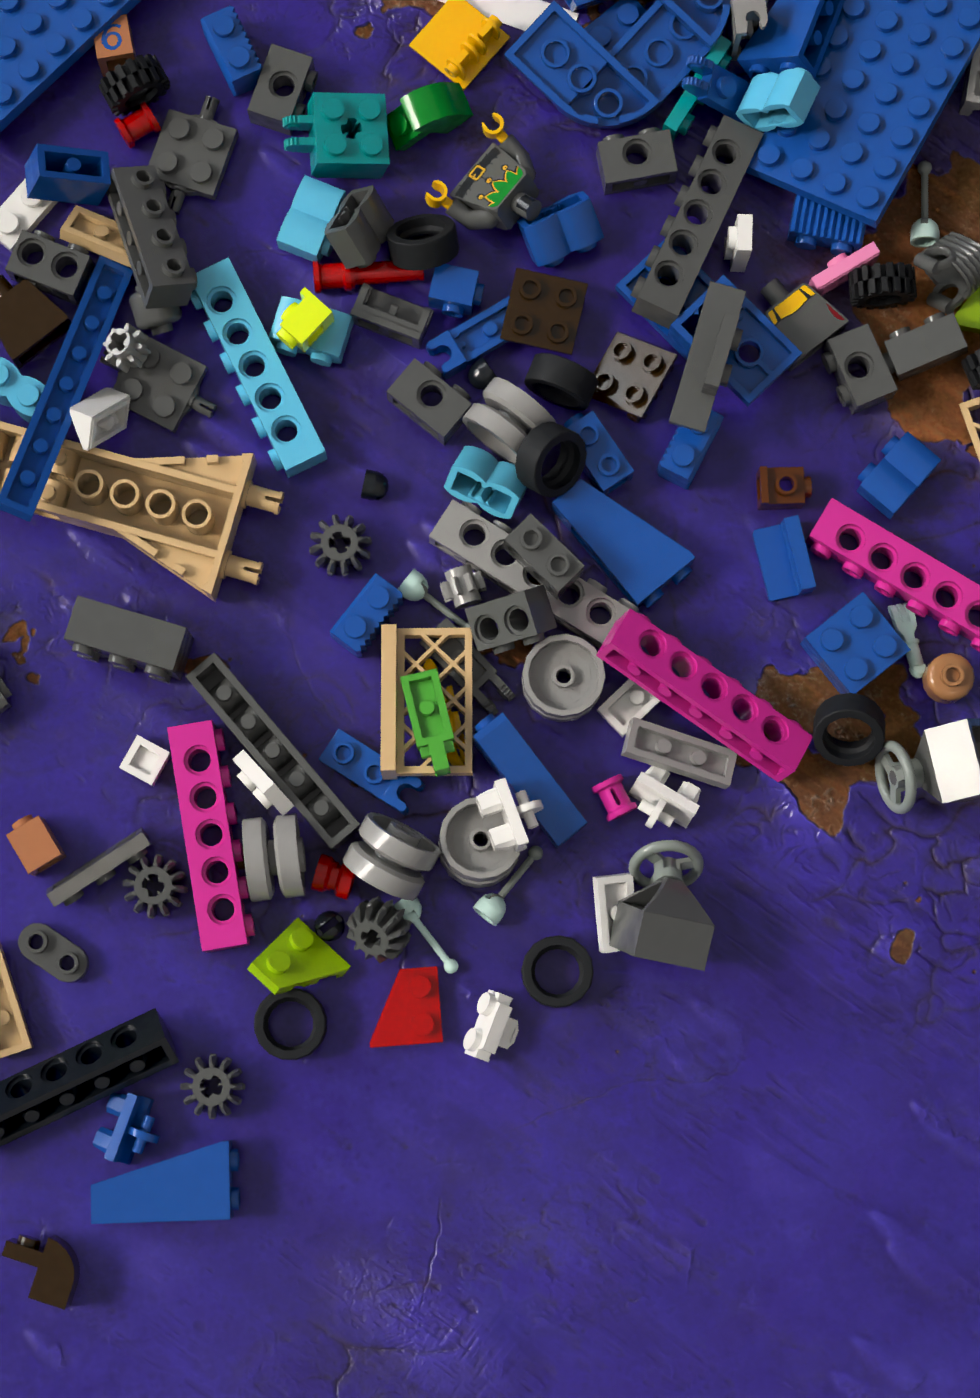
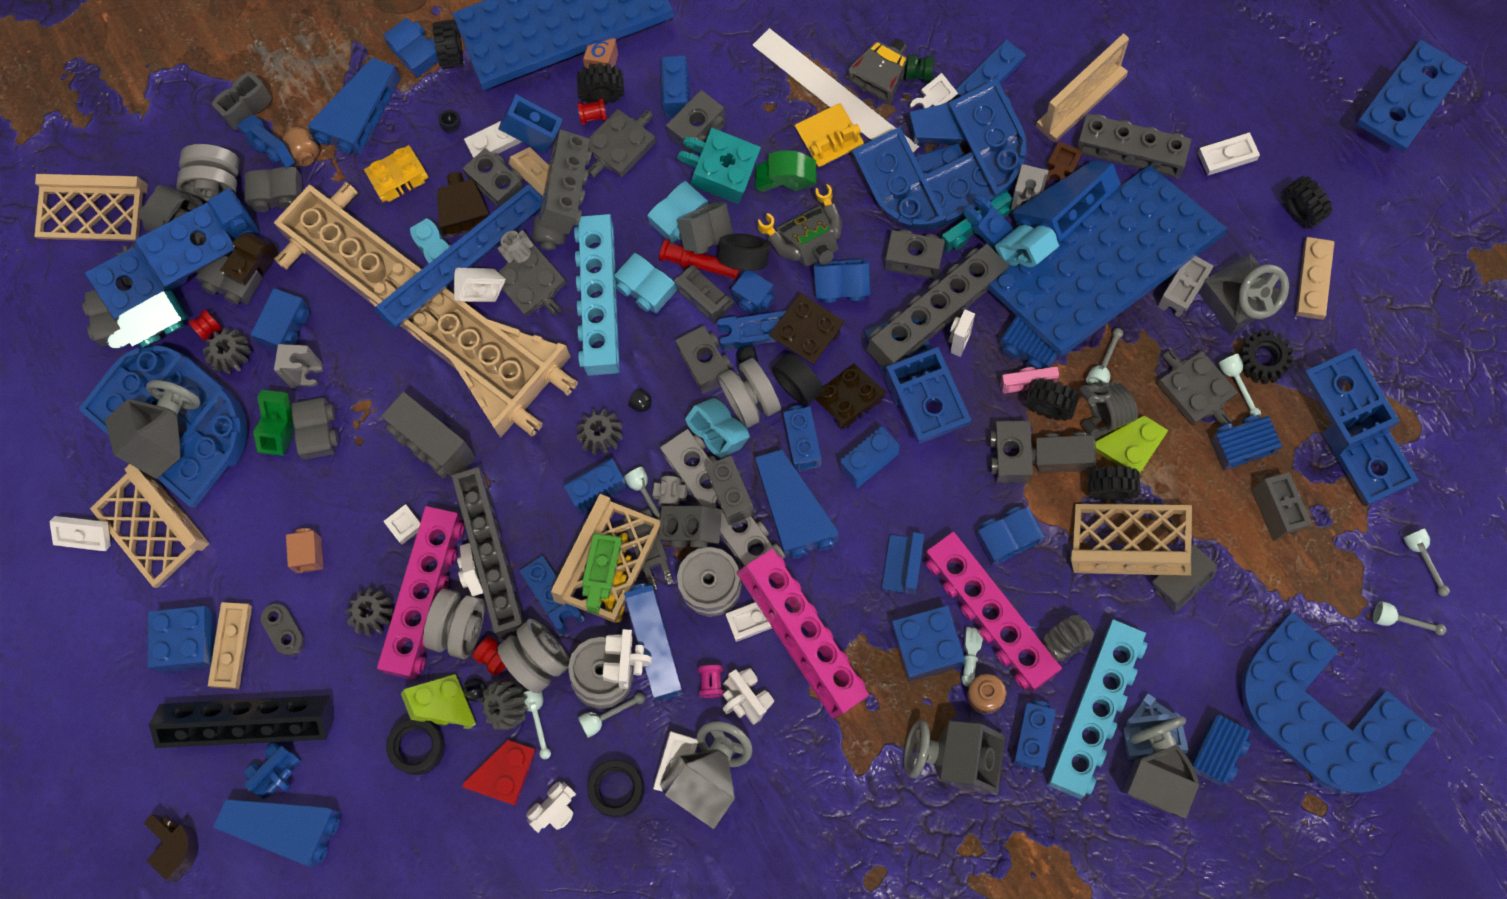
camera: 35 degrees right, 10 degrees down
(99, 868) = (338, 584): dark grey plate -> none
(215, 1098) = (332, 762): dark grey gear -> none
(304, 321) = (639, 272): neon yellow brick -> none
(534, 451) = (776, 438): black tyre -> none
(679, 753) = (769, 668): light grey plate -> none
(707, 357) = (900, 398): dark grey bracket -> none
(770, 494) = (913, 517): reddish brown brick -> none
(803, 317) = (984, 402): dark grey torso -> none
(849, 706) = (884, 713): black tyre -> none

